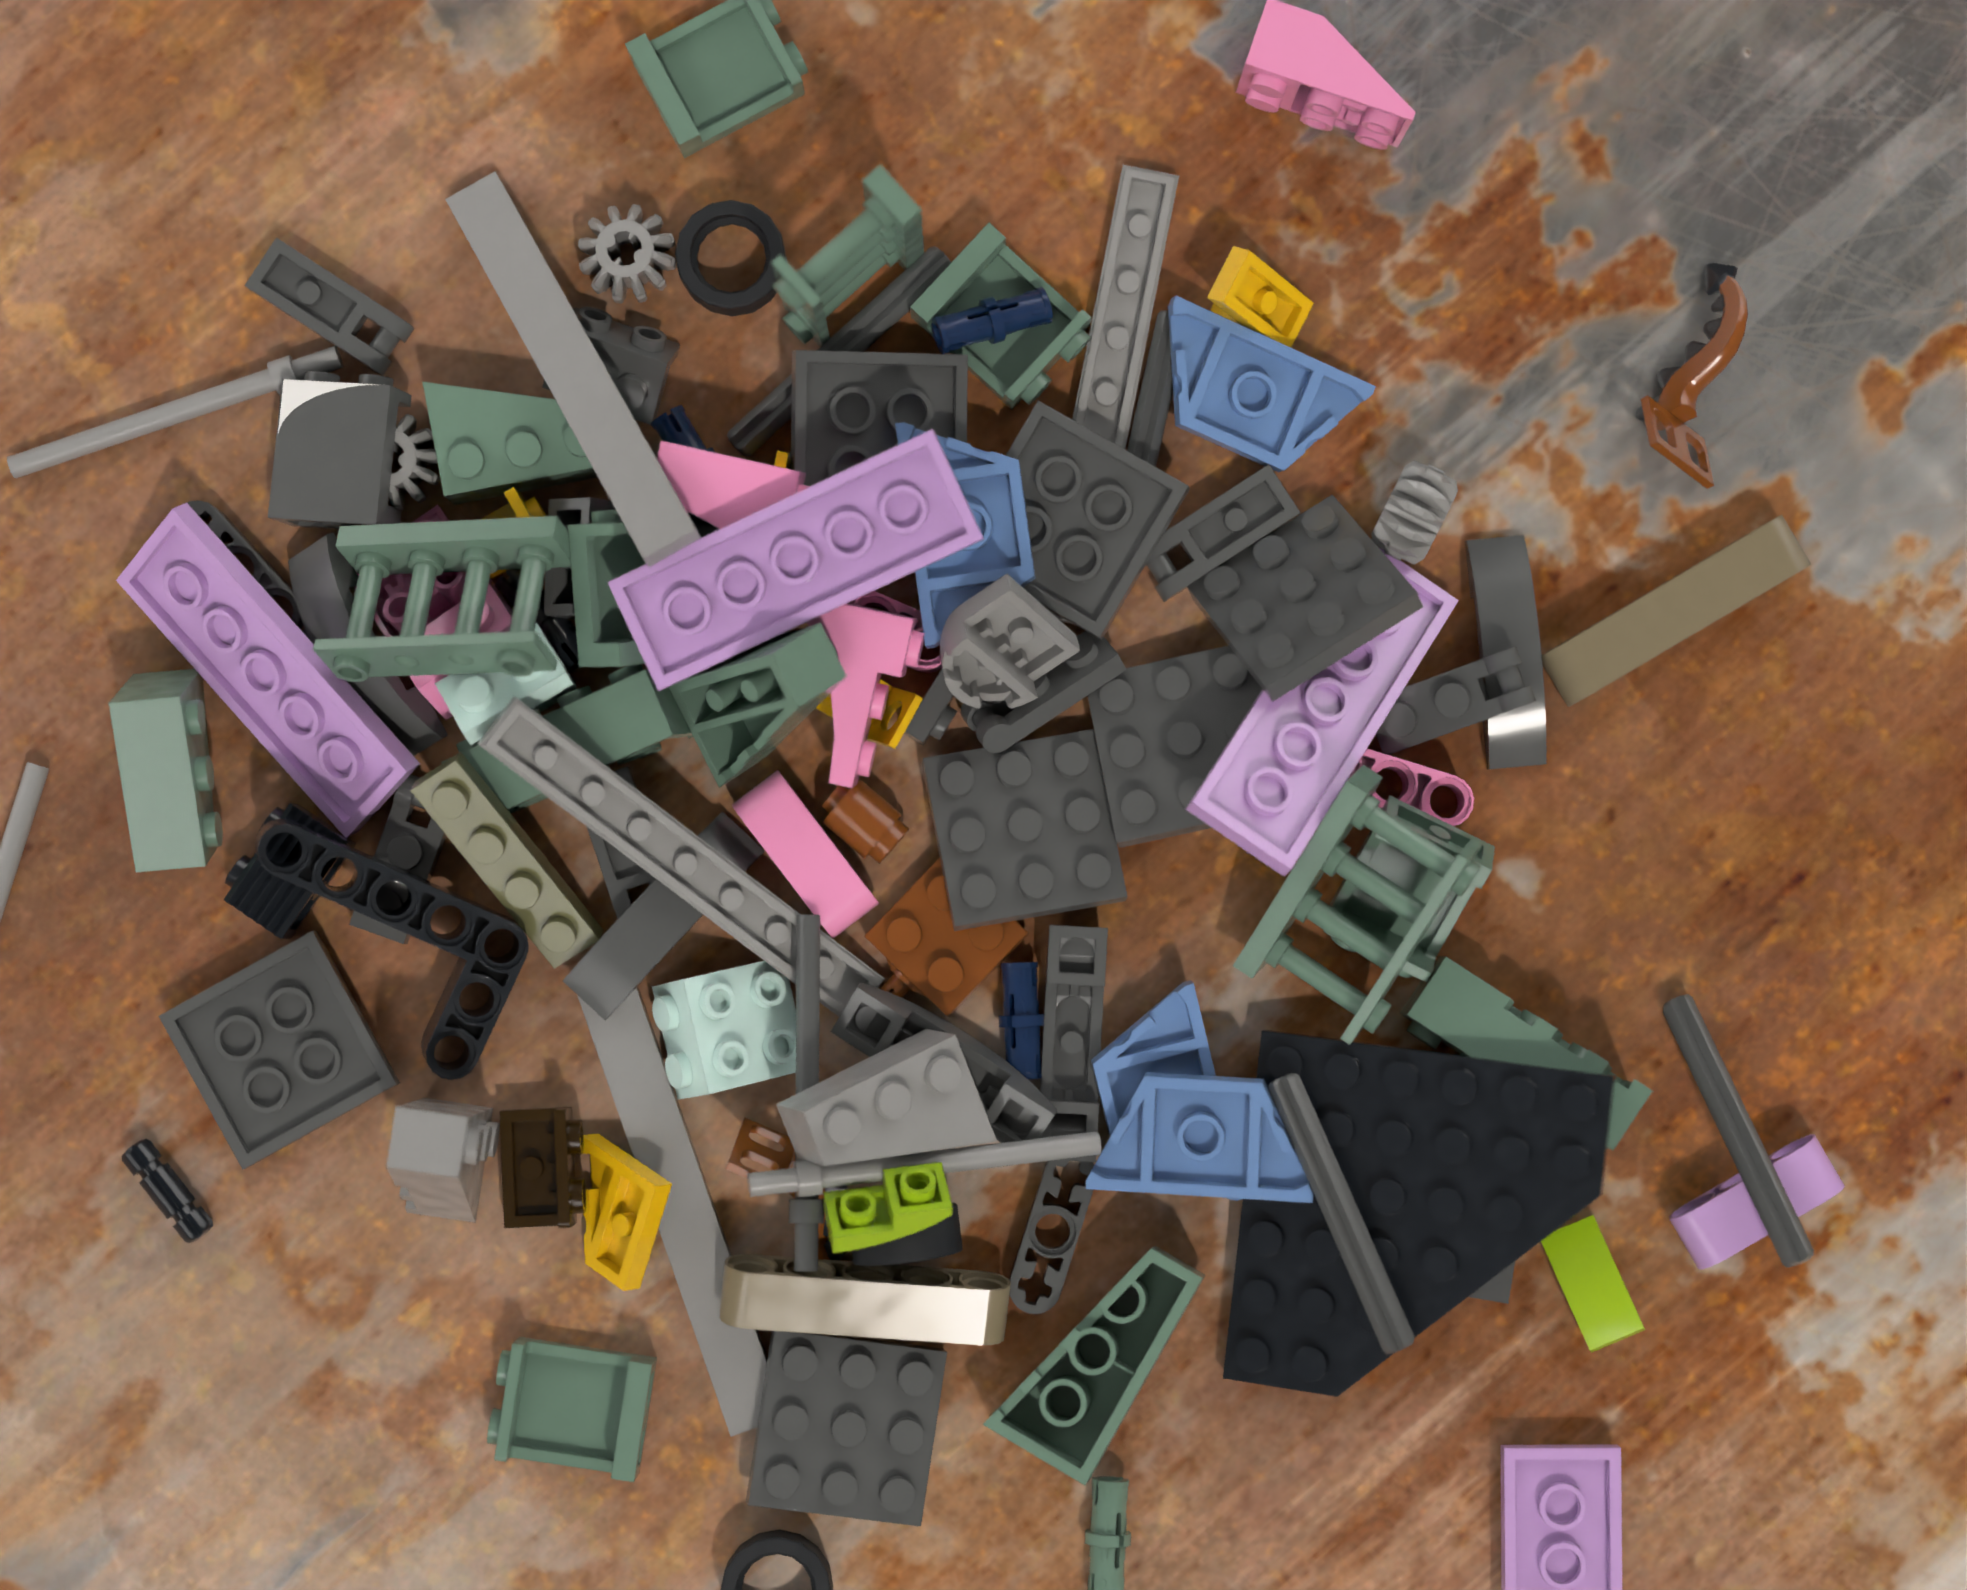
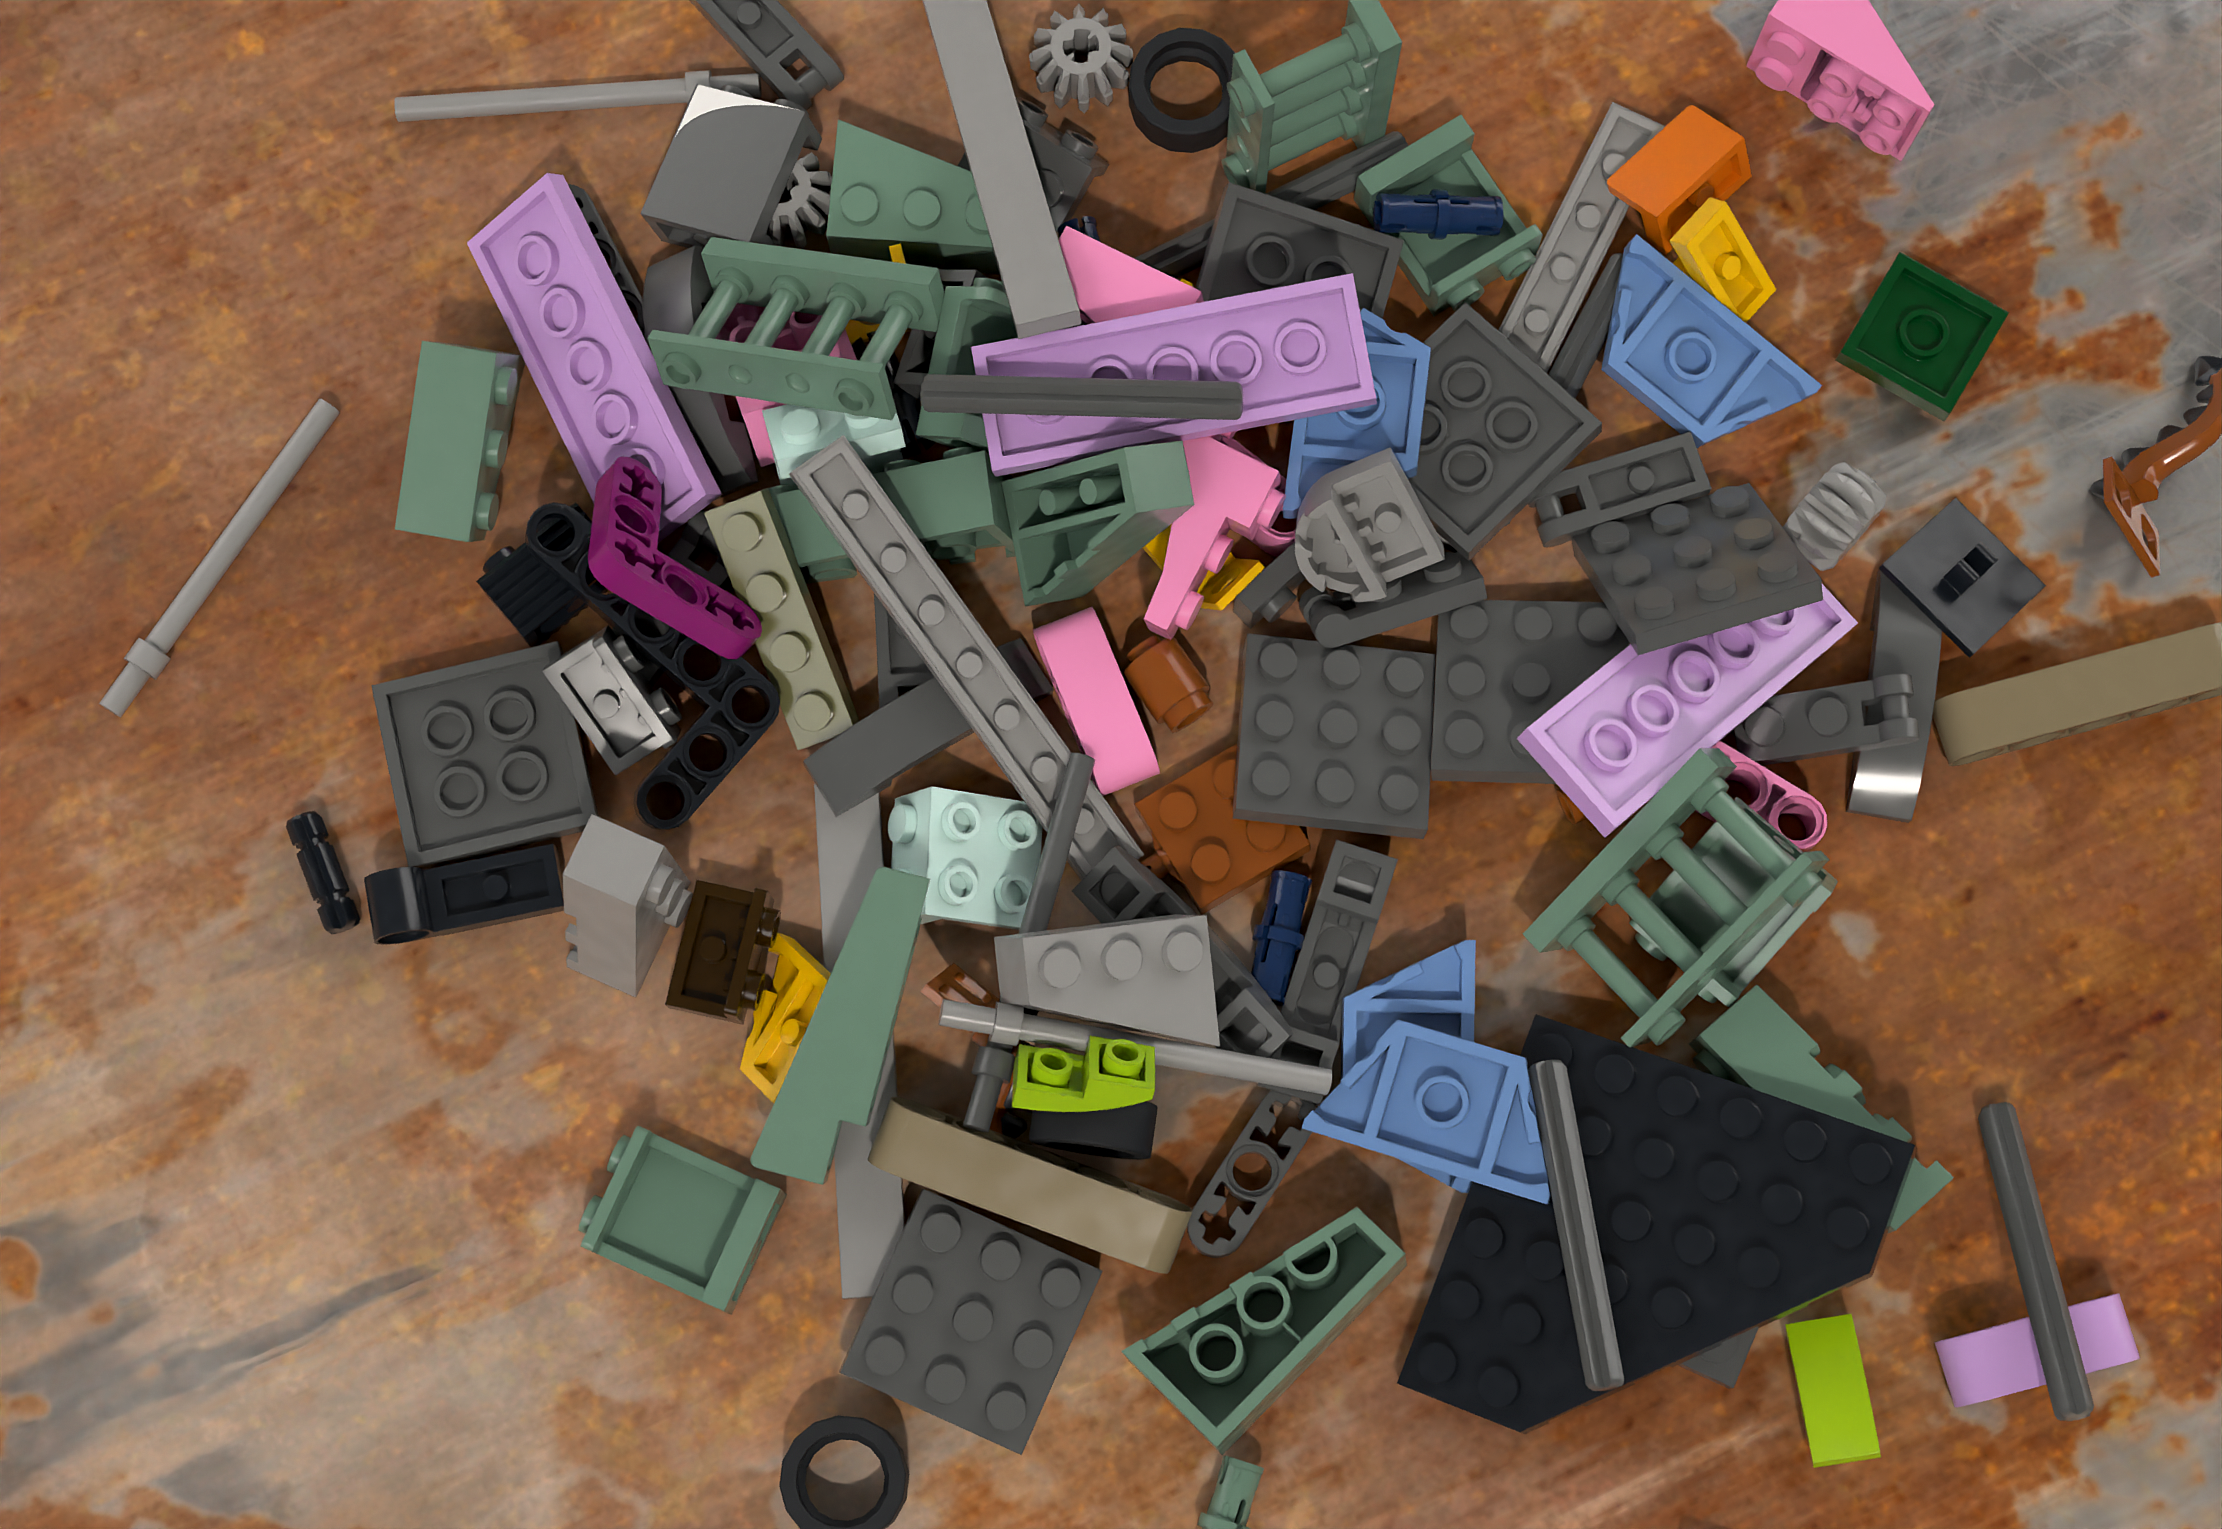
camera: 25 degrees right, 10 degrees down
(299, 1178) = (463, 896): none -> black plate
(365, 869) = (629, 565): none -> magenta beam
(379, 972) = (614, 699): none -> bracket
(672, 1221) = (848, 1035): none -> sand green wedge
(720, 607) = (1082, 396): none -> dark grey axle
(1201, 221) = (1680, 171): none -> orange panel
(1454, 316) = (1922, 336): none -> dark green plate
(1540, 532) = (1962, 577): none -> black piece

